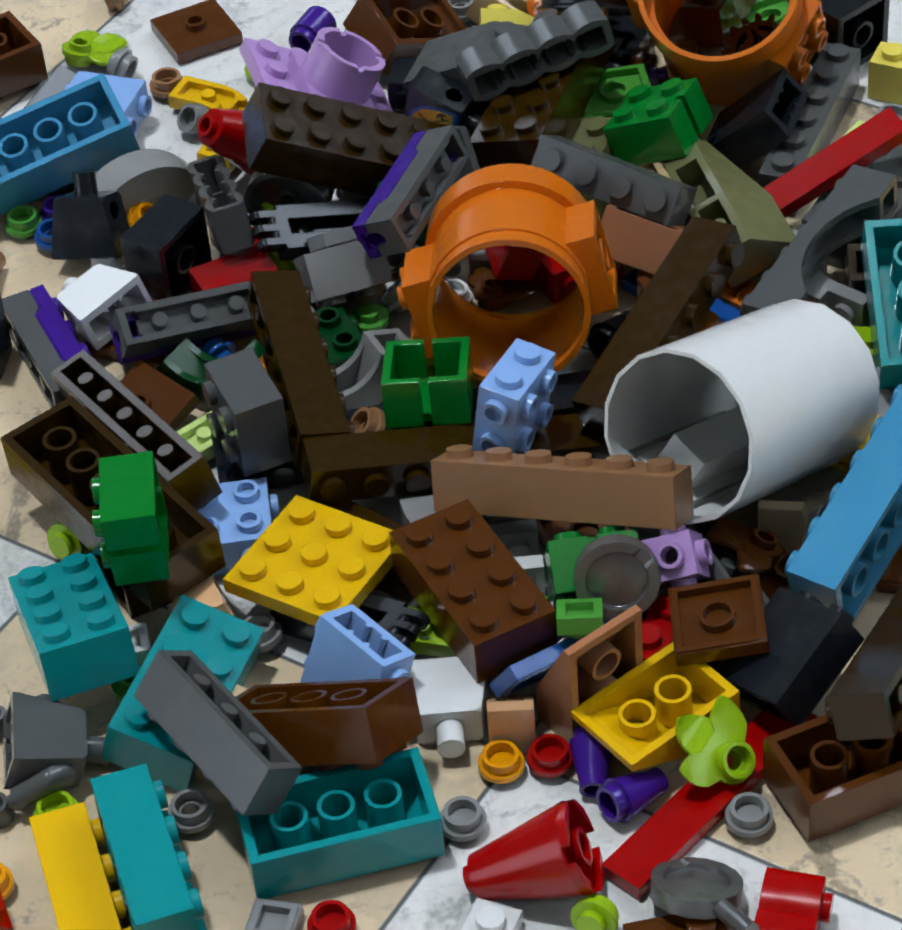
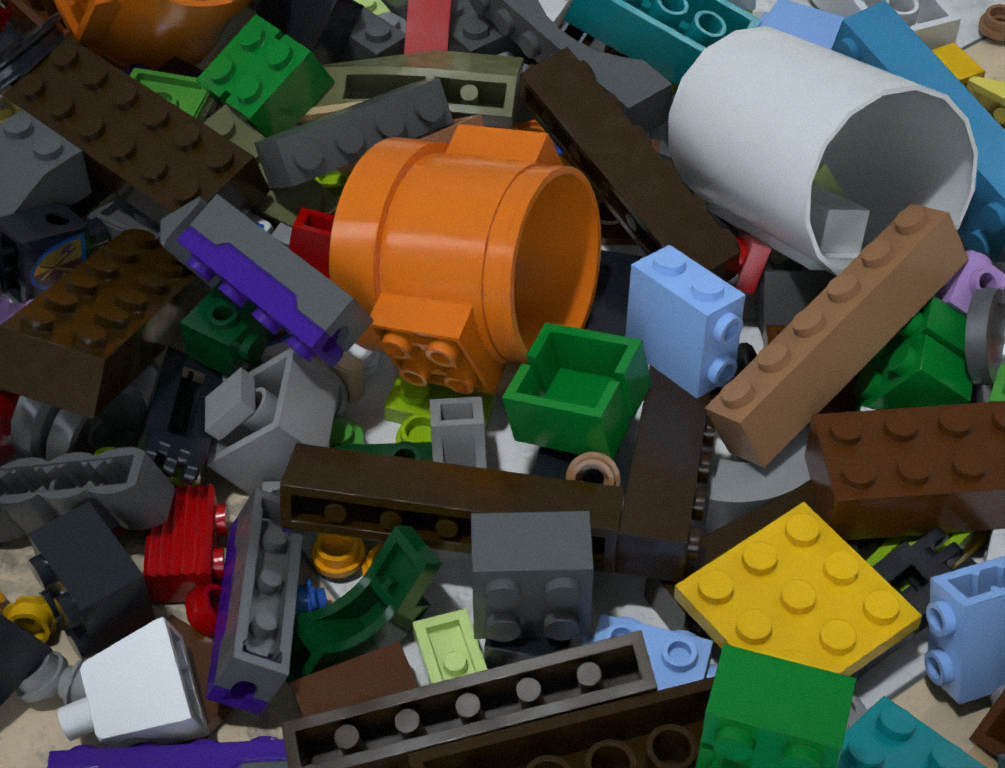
camera: 70 degrees left, 5 degrees up
(544, 46) = (114, 102): dark grey brick -> none

